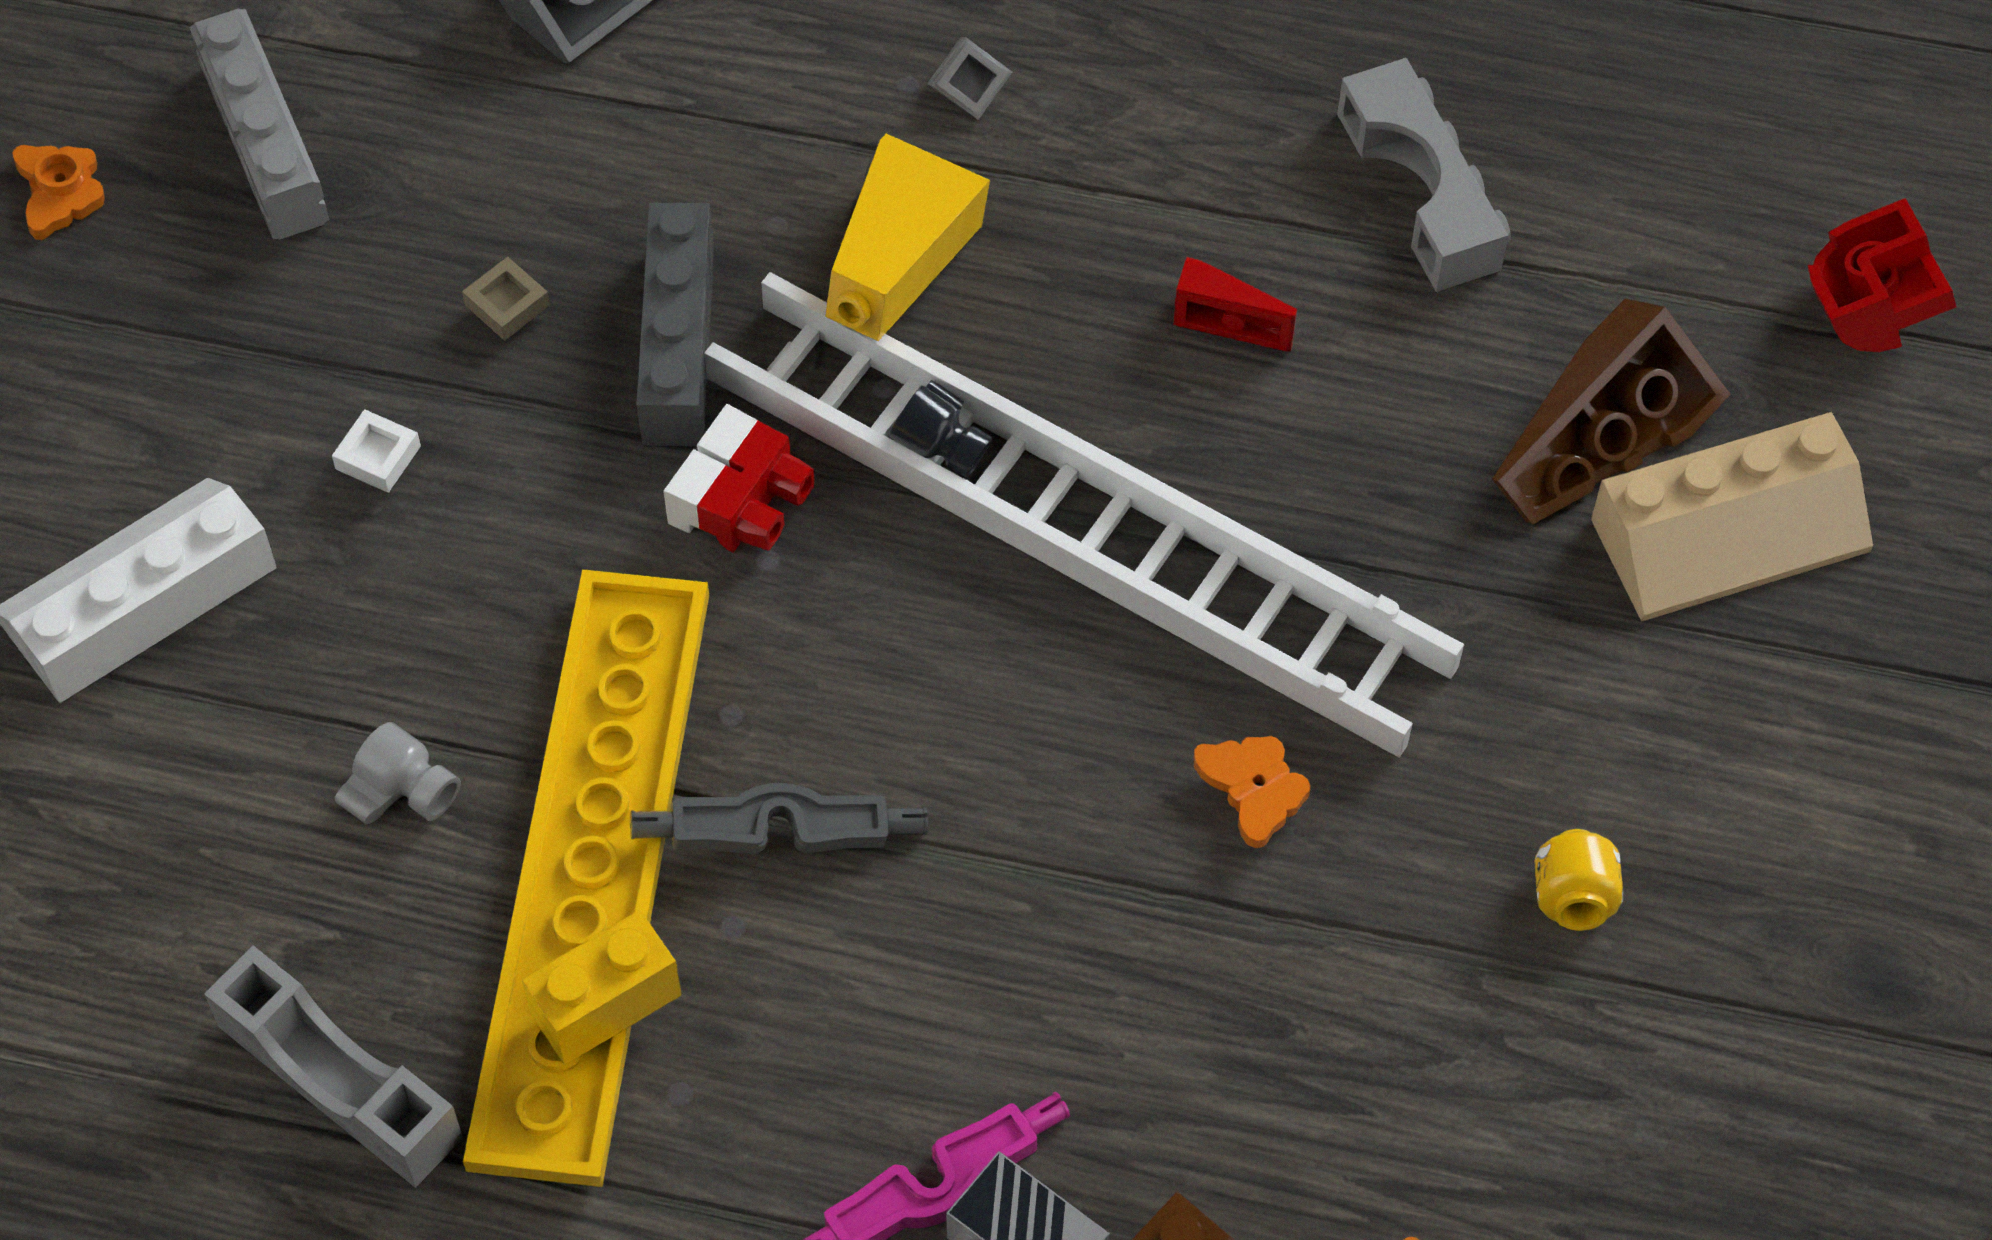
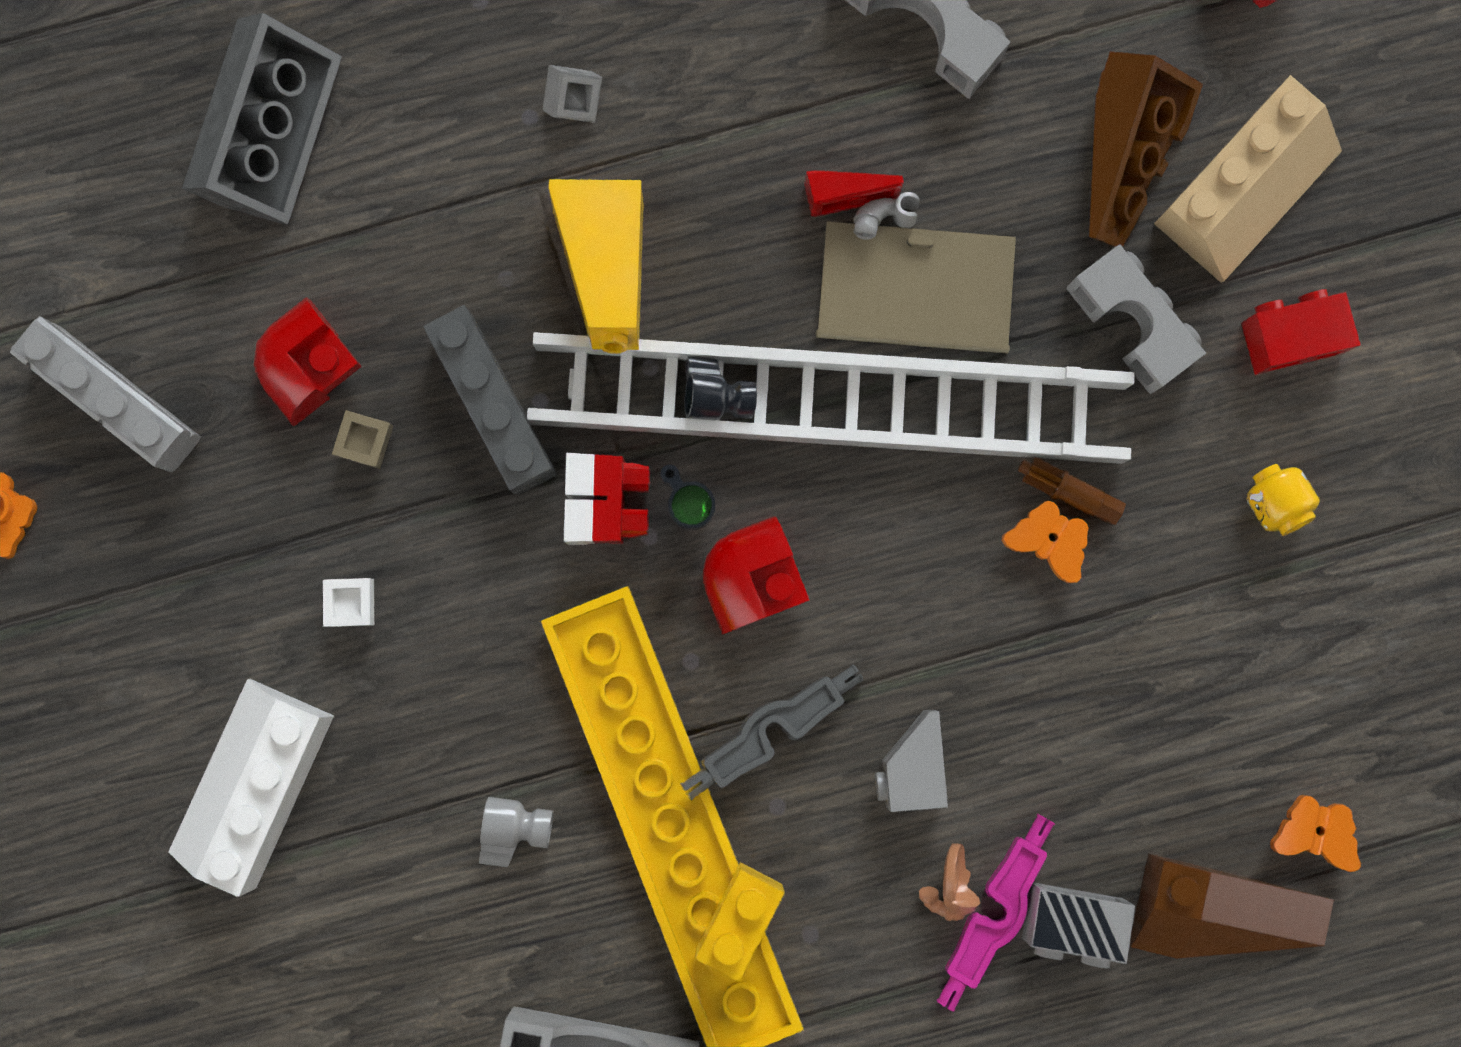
camera: 30 degrees left, 25 degrees up
(490, 191) = (302, 361): none -> red brick
(835, 524) = (690, 502): none -> piece
(861, 650) = (752, 576): none -> red brick
(892, 1133) = (957, 897): none -> nougat piece
(928, 951) = (914, 768): none -> light grey slope
(1223, 442) = (915, 293): none -> dark tan container
(1244, 345) = (872, 213): none -> light grey arm
(1313, 745) = (1071, 490): none -> reddish brown piece
(1497, 550) = (1165, 342): none -> light grey arch
(1704, 706) = (1300, 332): none -> red brick

